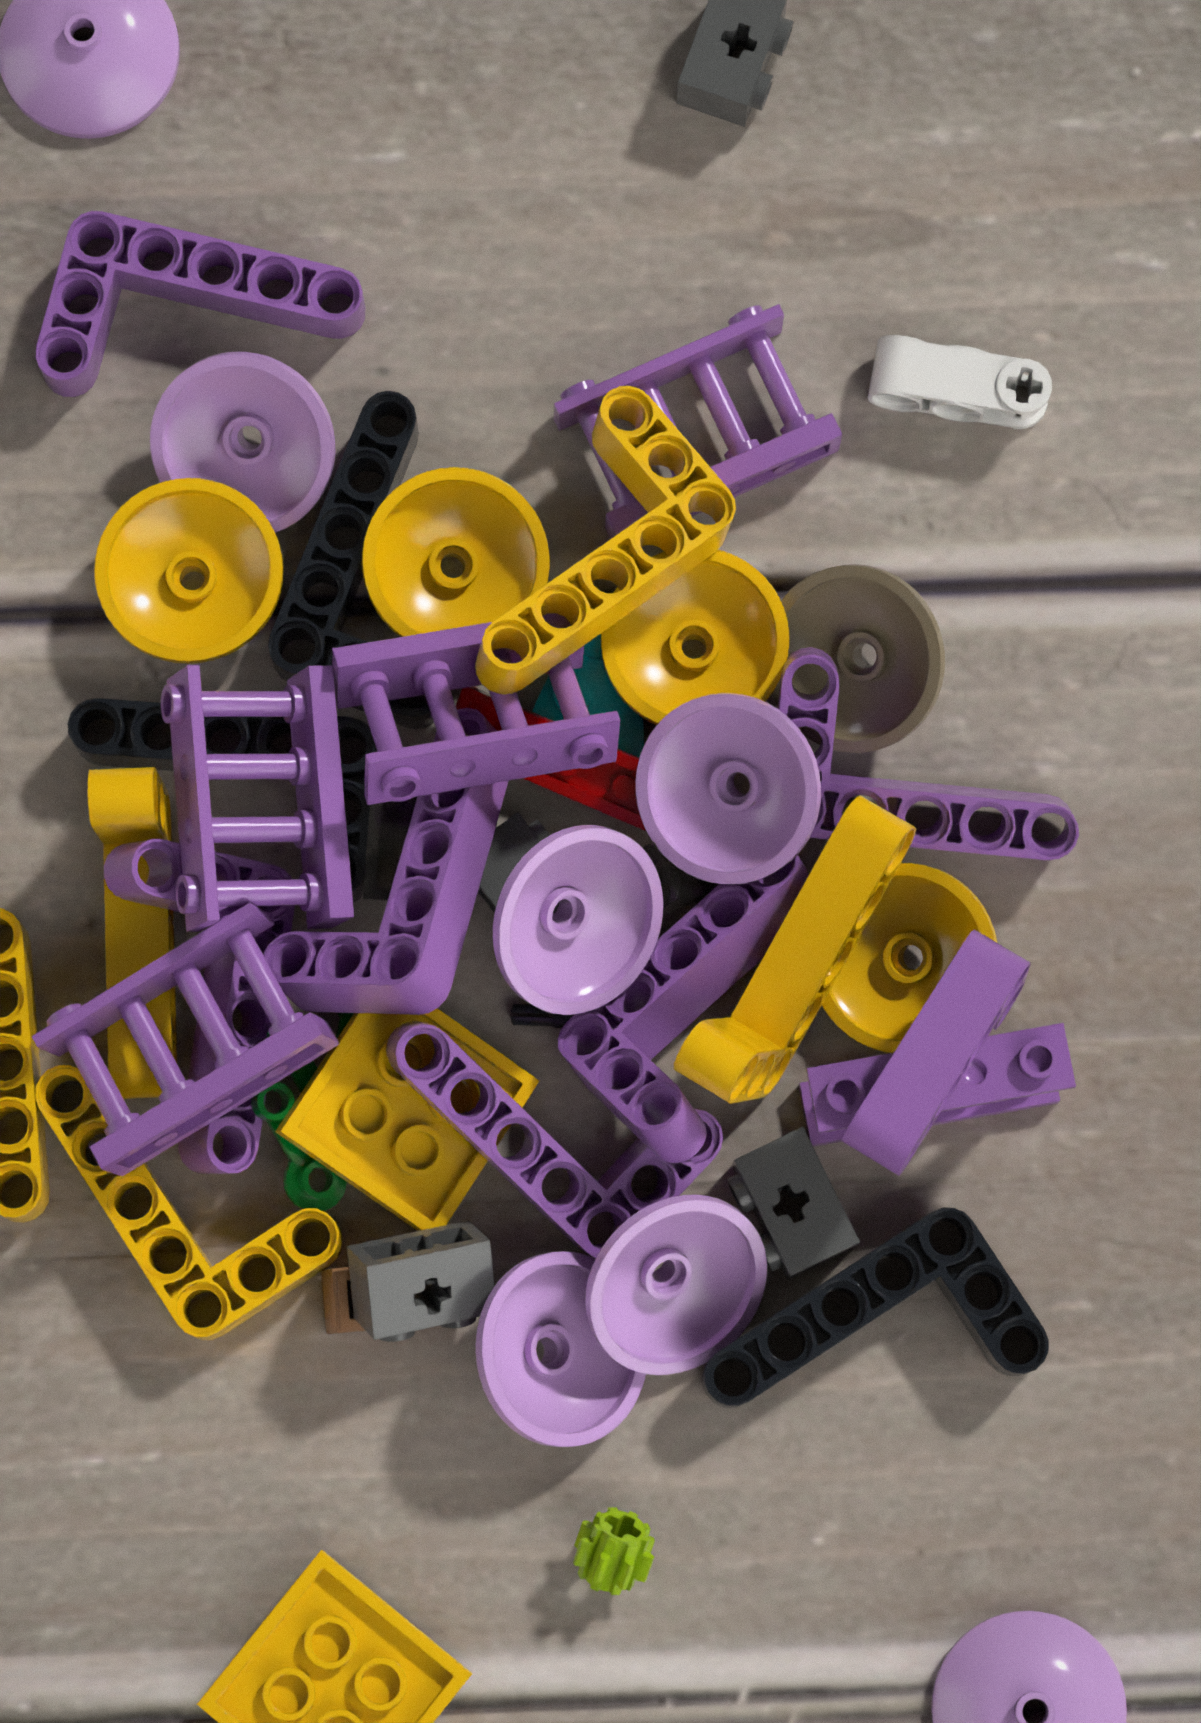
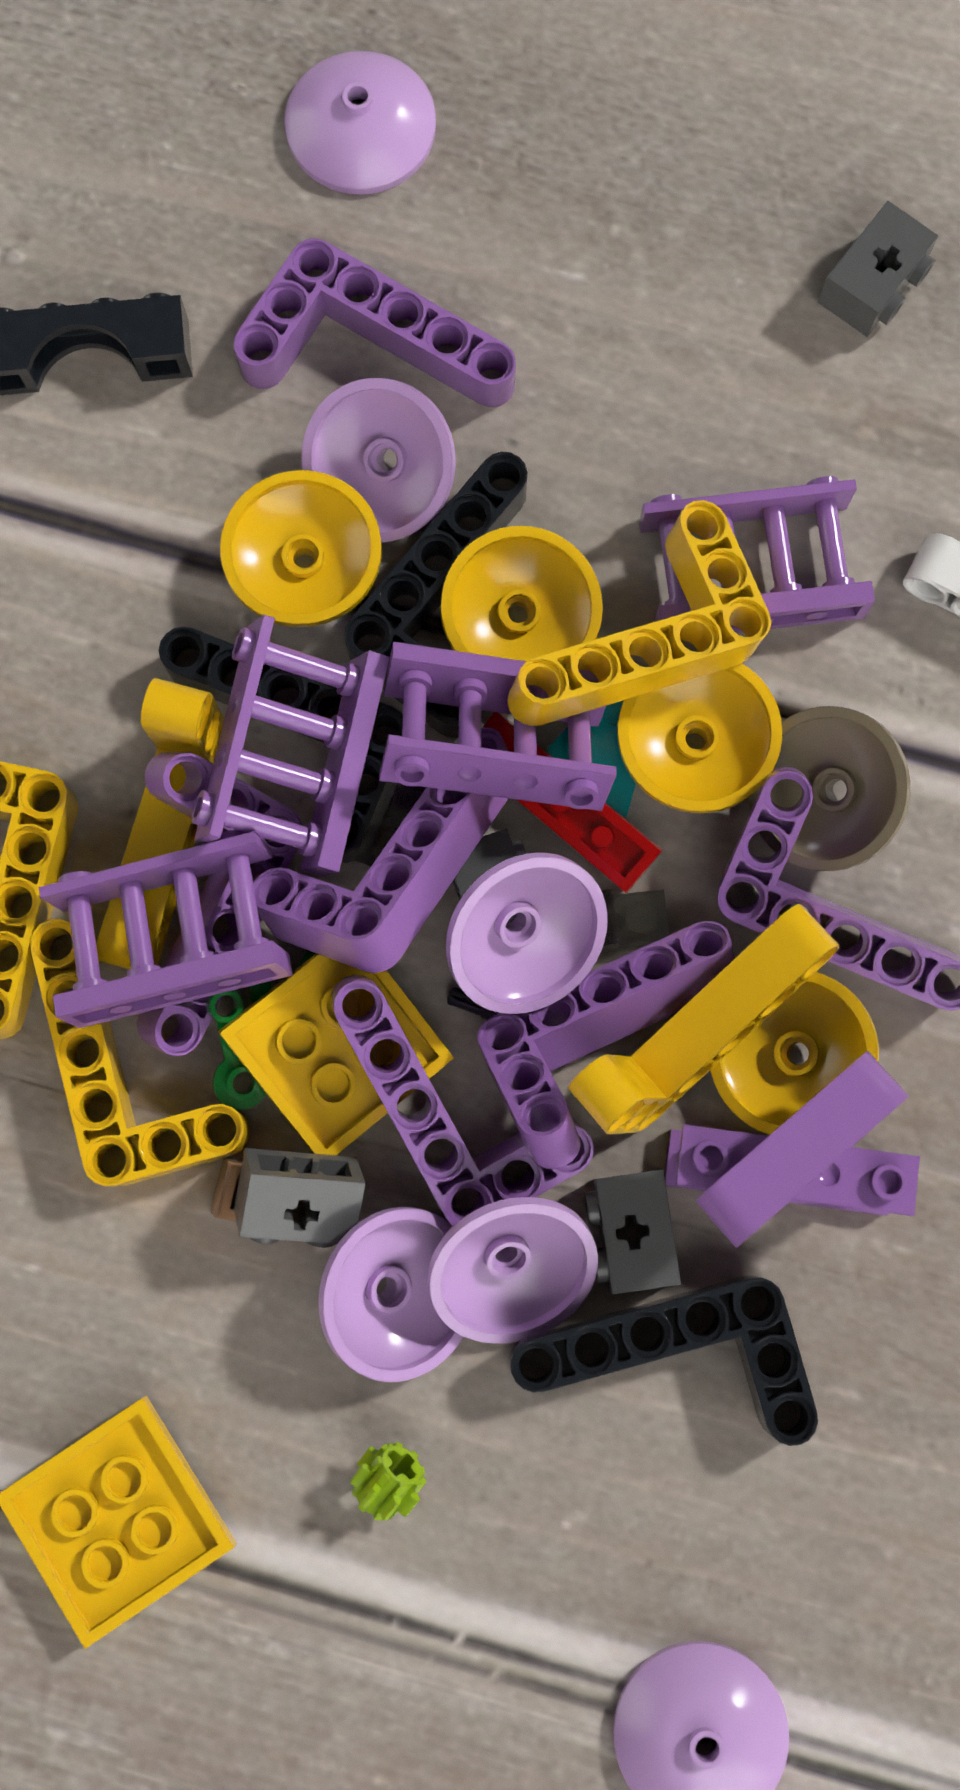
camera: 20 degrees right, 0 degrees up
(691, 796) = (656, 871): lavender dish -> none

